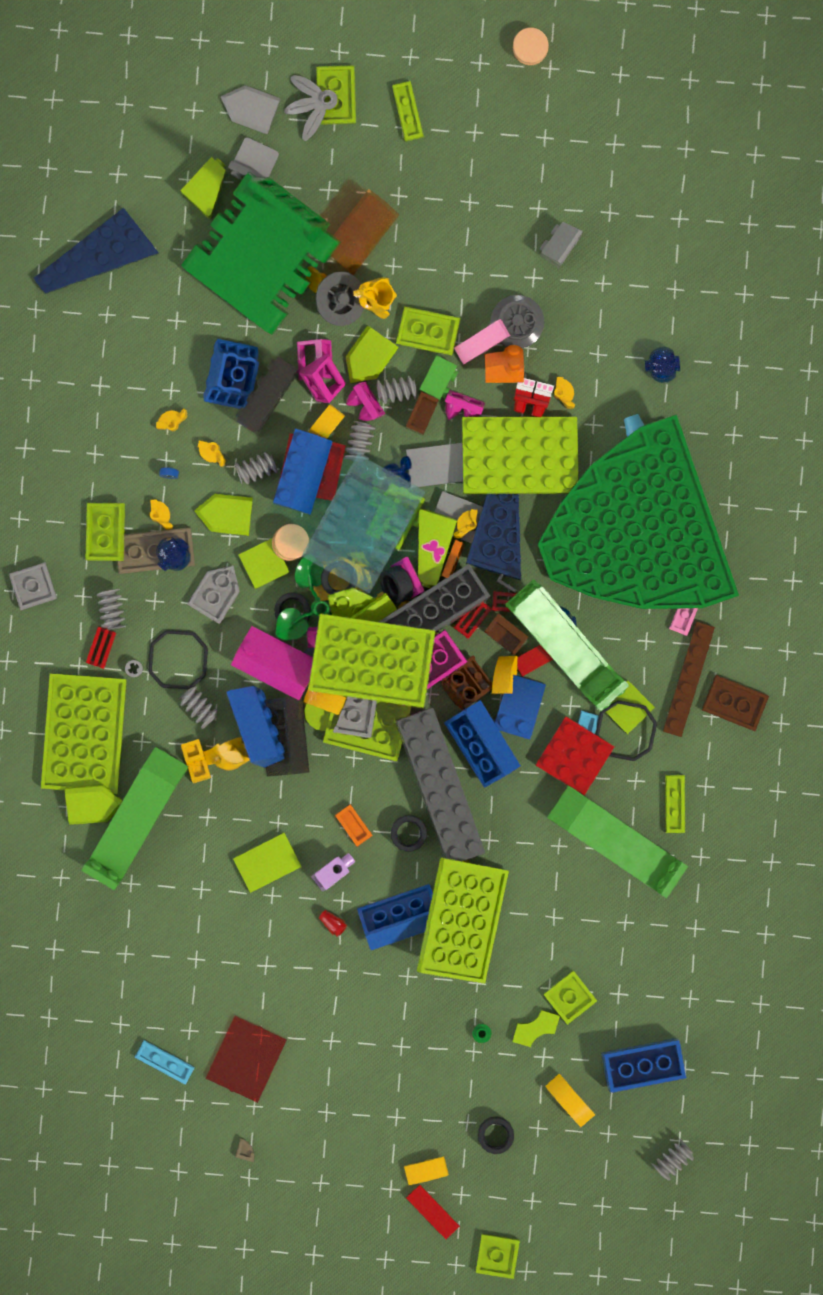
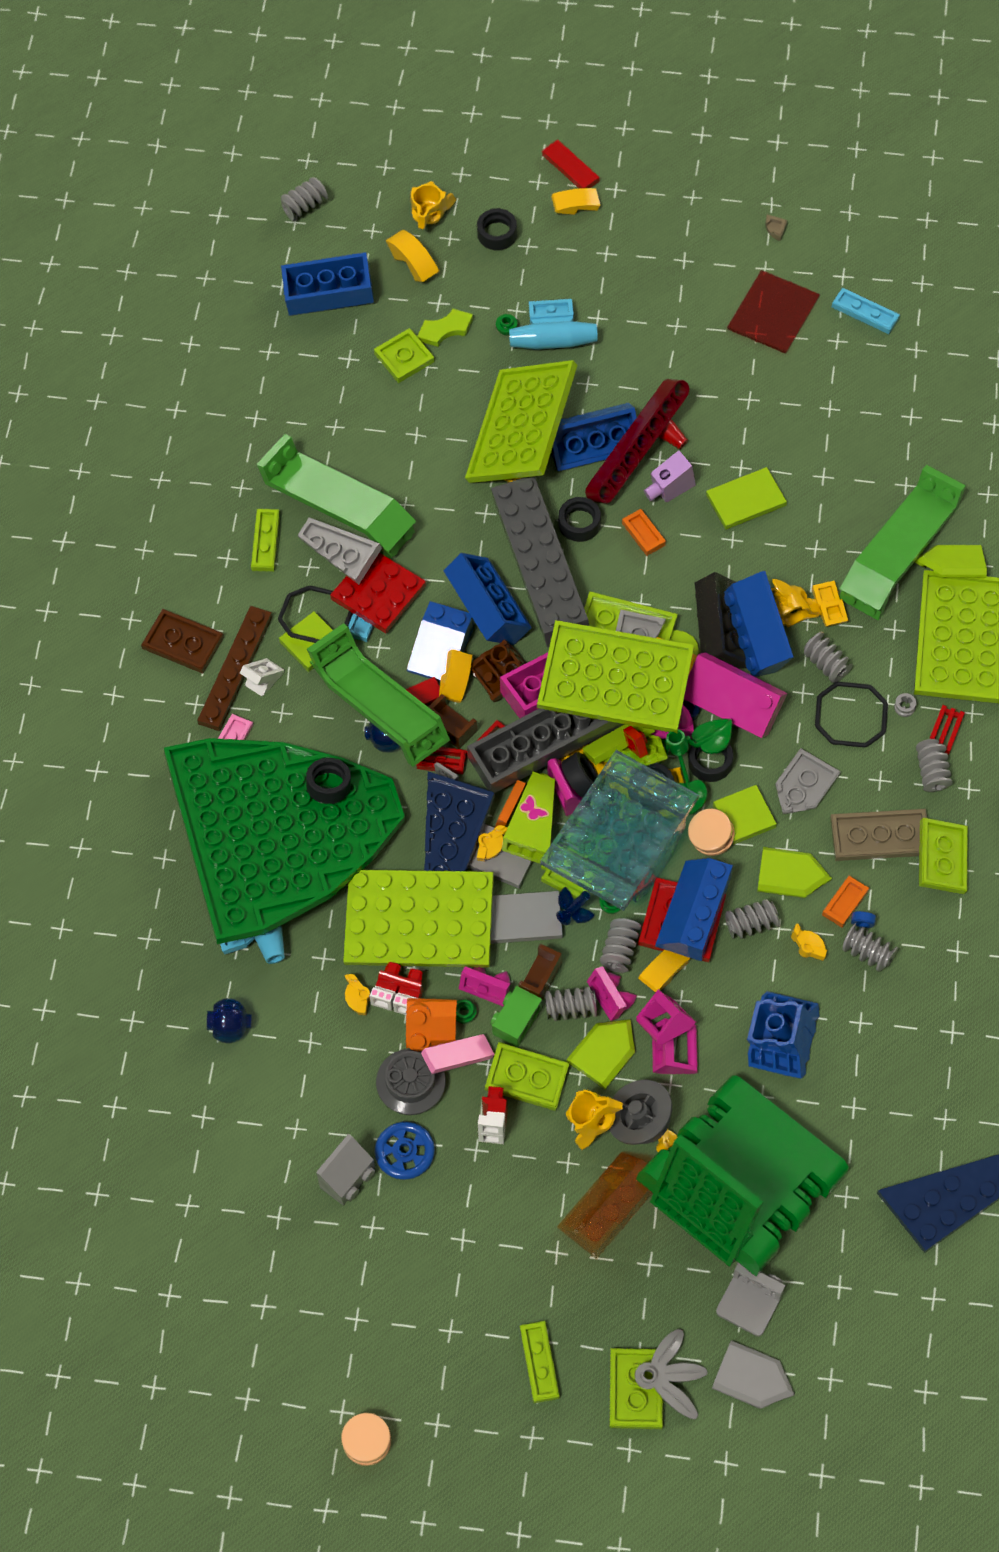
camera: 170 degrees left, 25 degrees down
(161, 514) = (873, 874): yellow piece -> none
(164, 447) = (868, 948): none -> light grey piece
(171, 419) = (860, 984): yellow piece -> none
(173, 554) = (857, 822): clear blue plant -> none
(182, 490) = (845, 901): none -> orange tile
(206, 186) = (815, 1271): lime slope -> none
(267, 396) = (737, 995): clear smoke slope -> none
(352, 609) = (636, 741): none -> red plate
(361, 907) = (637, 440): none -> dark red beam
(440, 1029) = (552, 327): none -> medium azure plate
(449, 292) = (494, 1118): none -> hips
(479, 376) = (467, 1005): none -> green plate
(497, 1256) = (502, 125): lime tile -> none
(504, 259) = (397, 1169): none -> blue plate
(559, 1156) = (429, 203): none -> yellow piece
(601, 583) = (329, 795): none -> black tyre
(609, 790) = (341, 548): none -> light grey wing
(665, 671) = (261, 675): none -> white slope

